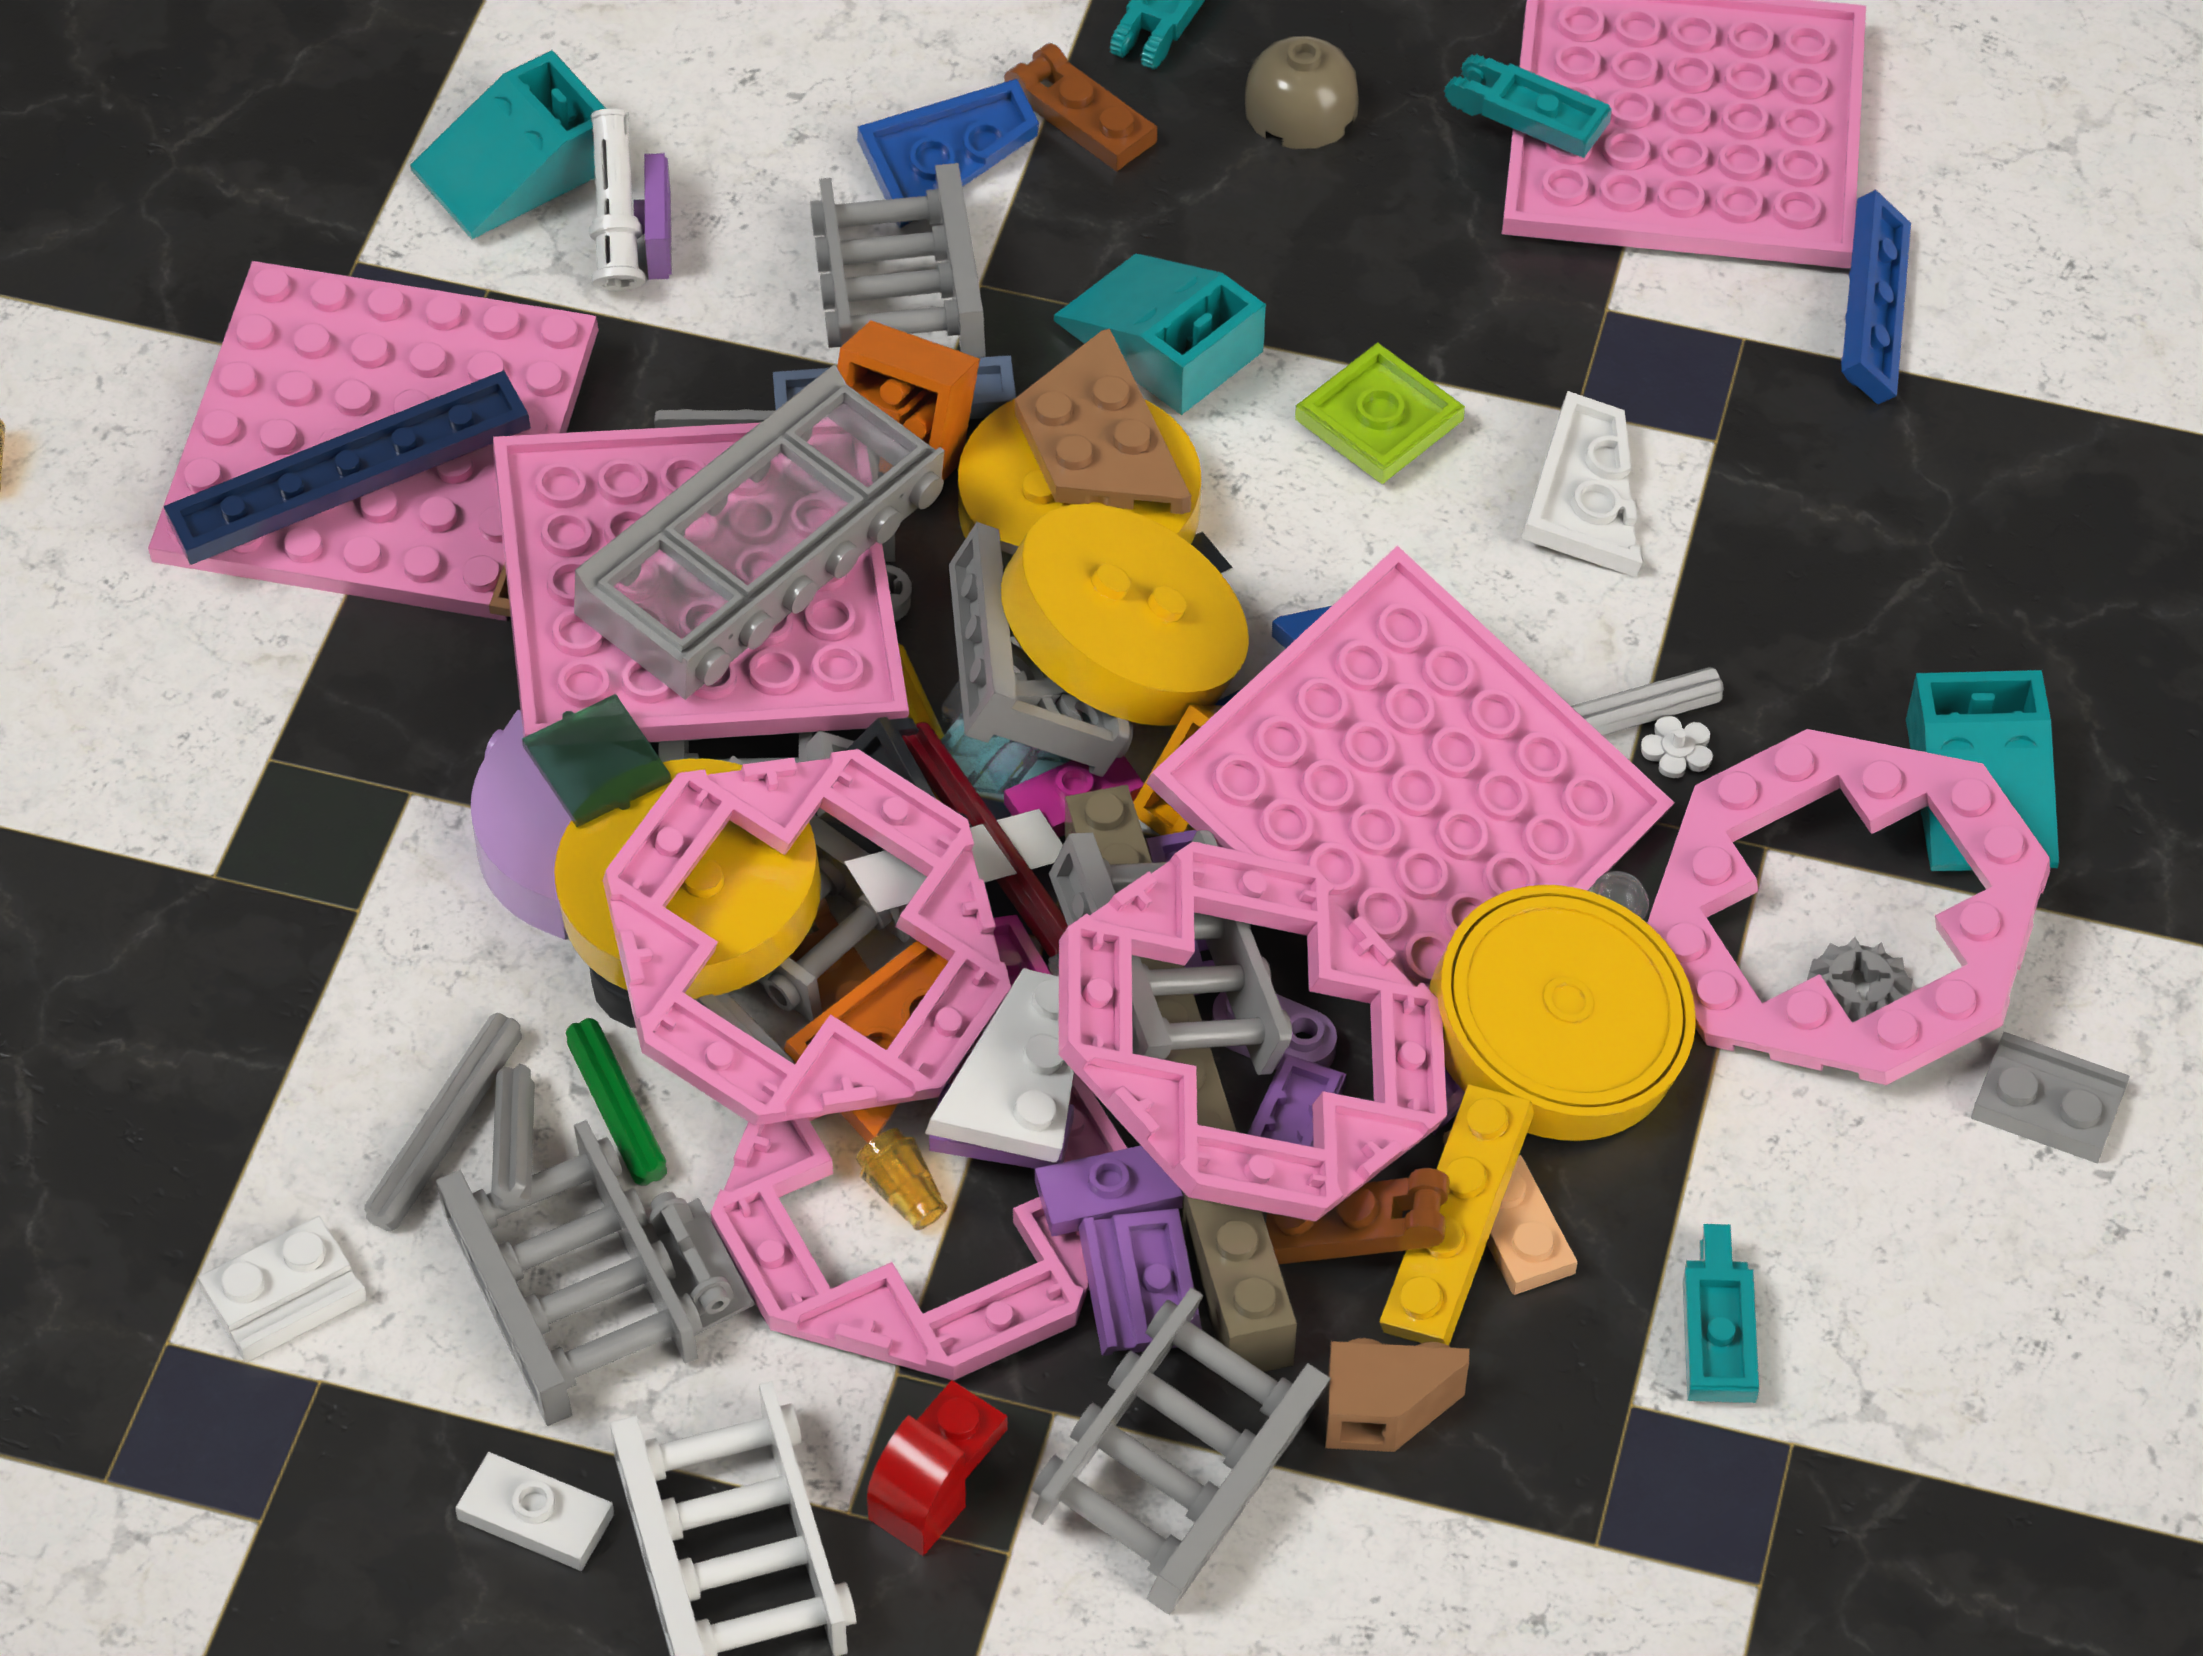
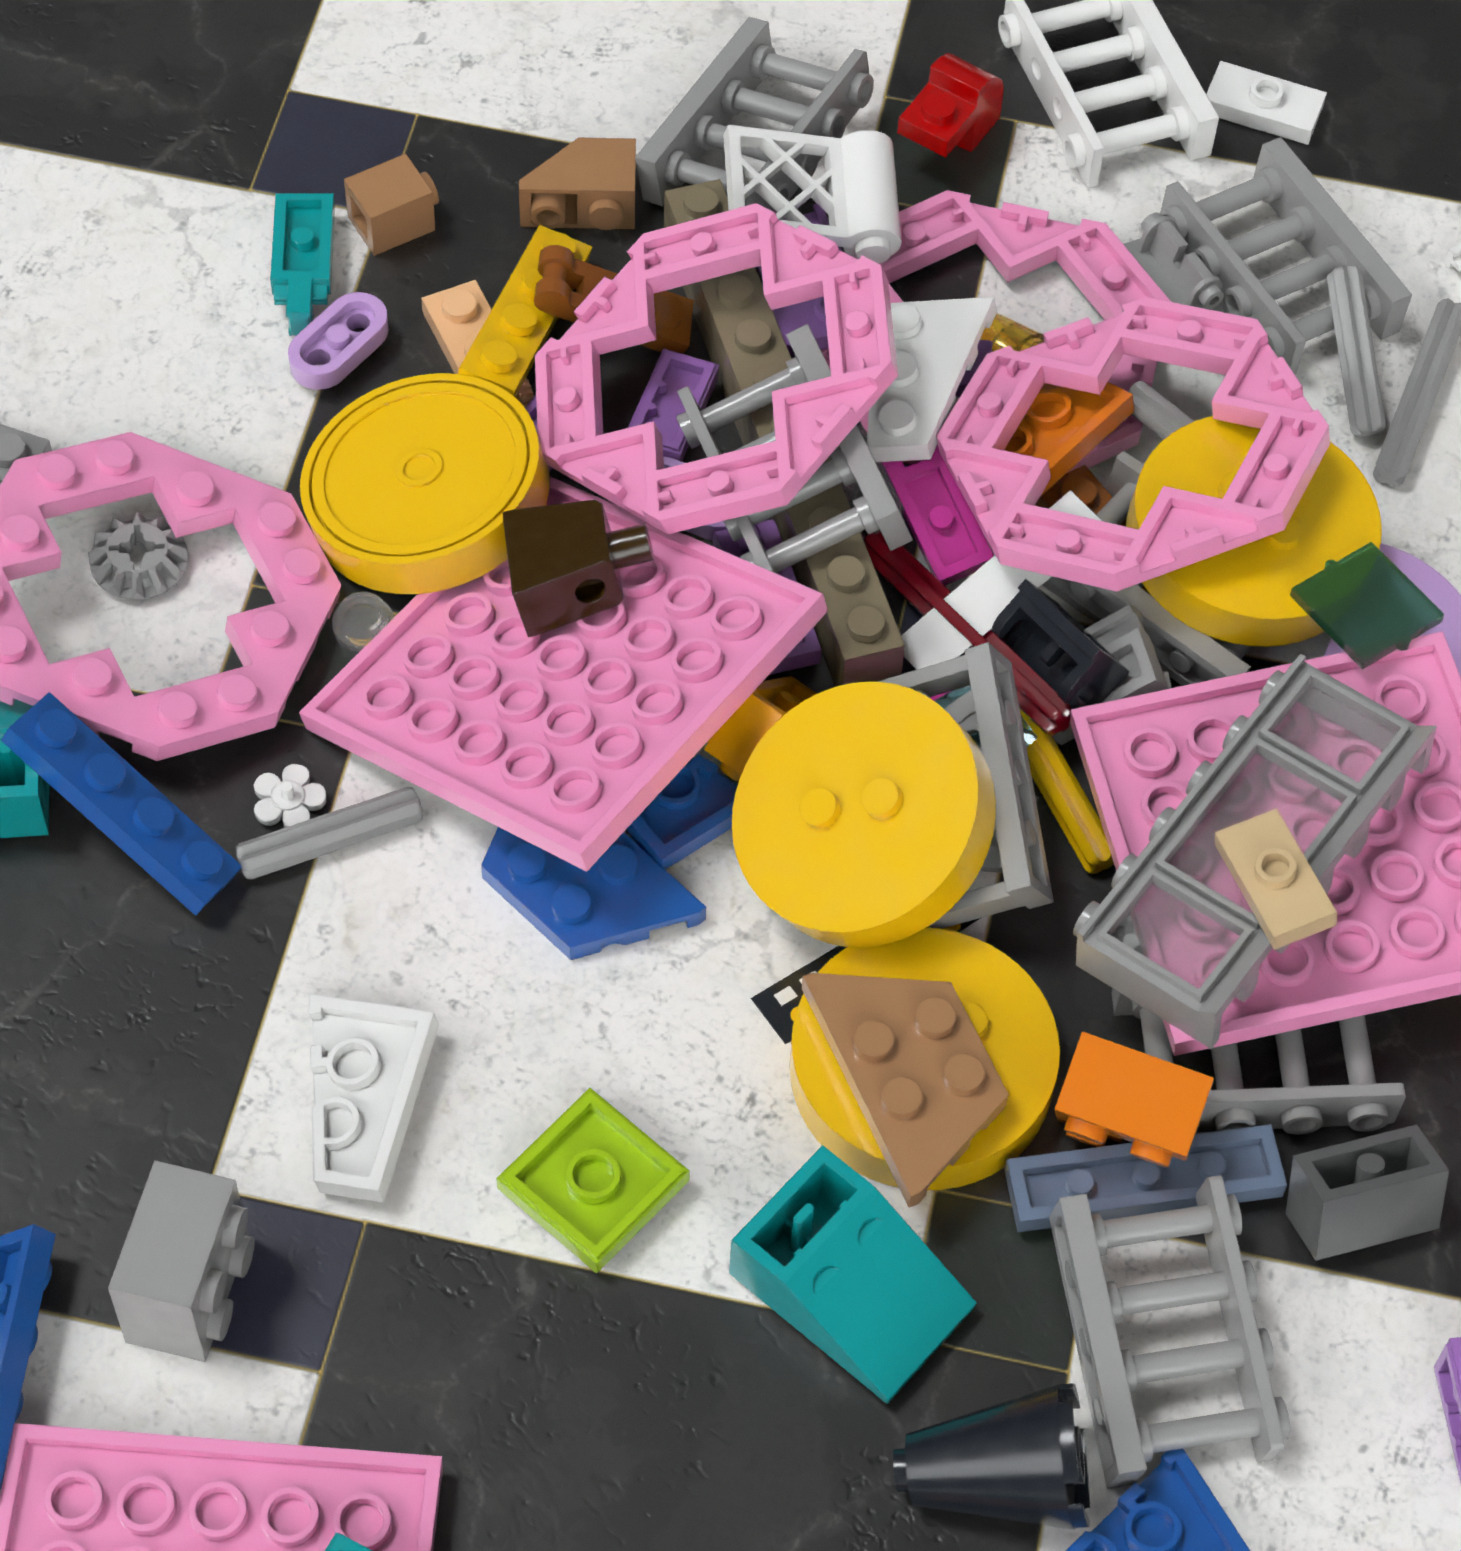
camera: 175 degrees right, 5 degrees up
(707, 351) = (1366, 1192): none -> dark grey brick
(761, 449) = (1275, 879): none -> tan plate
(1047, 187) = (1003, 1462): none -> black cone
(1067, 1285) = (857, 180): none -> white piece
(1410, 859) = (568, 562): none -> dark brown torso
(1620, 1376) = (391, 204): none -> medium nougat brick
(1663, 1215) = (334, 344): none -> lavender plate
(1728, 329) = (181, 1262): none -> light grey brick
(1837, 689) = (121, 803): none -> blue plate

